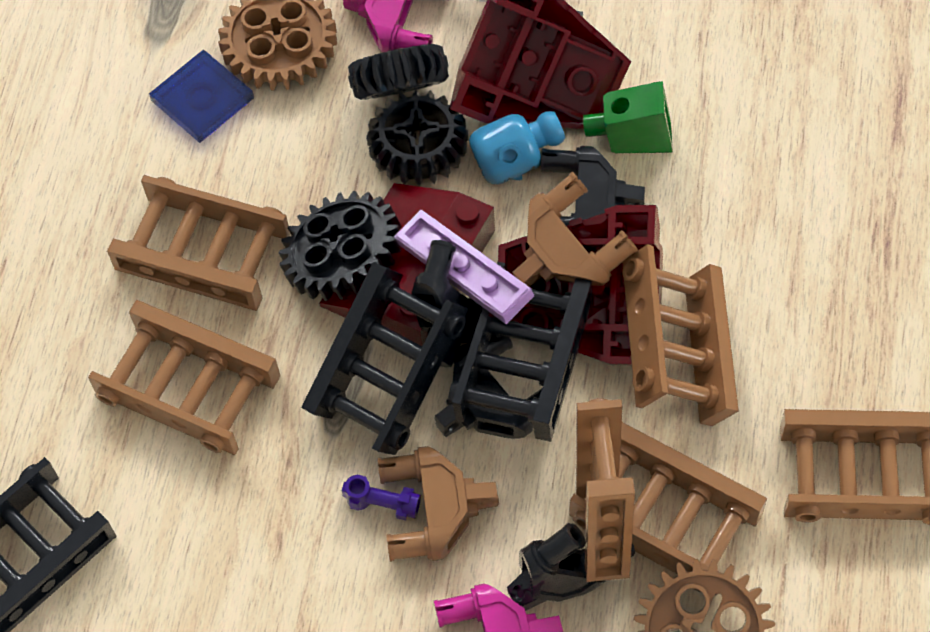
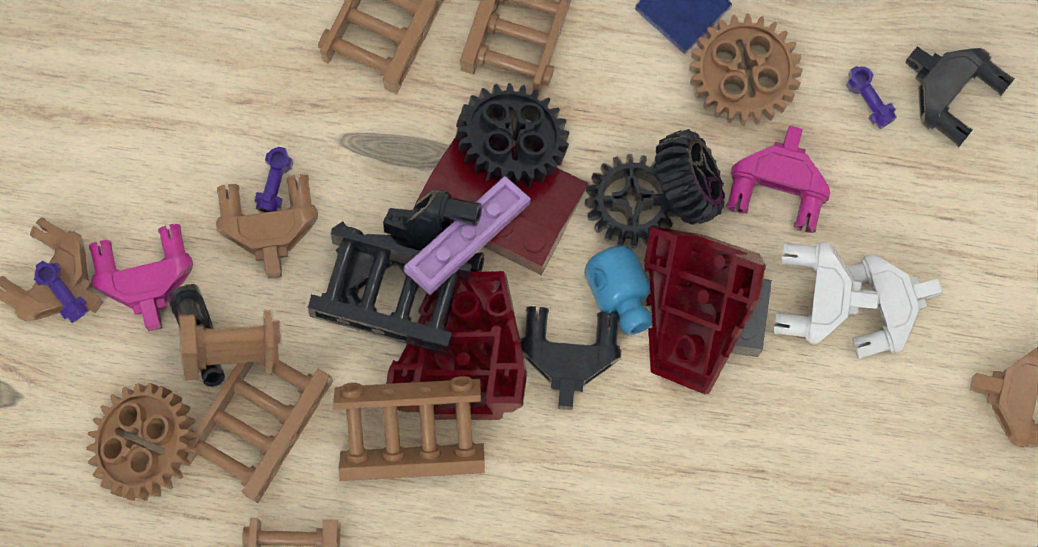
camera: 85 degrees right, 15 degrees up
(347, 360) = (389, 142): black fence -> none
(557, 251) = (484, 319): medium nougat connector -> none
(634, 120) = (644, 398): green torso -> none

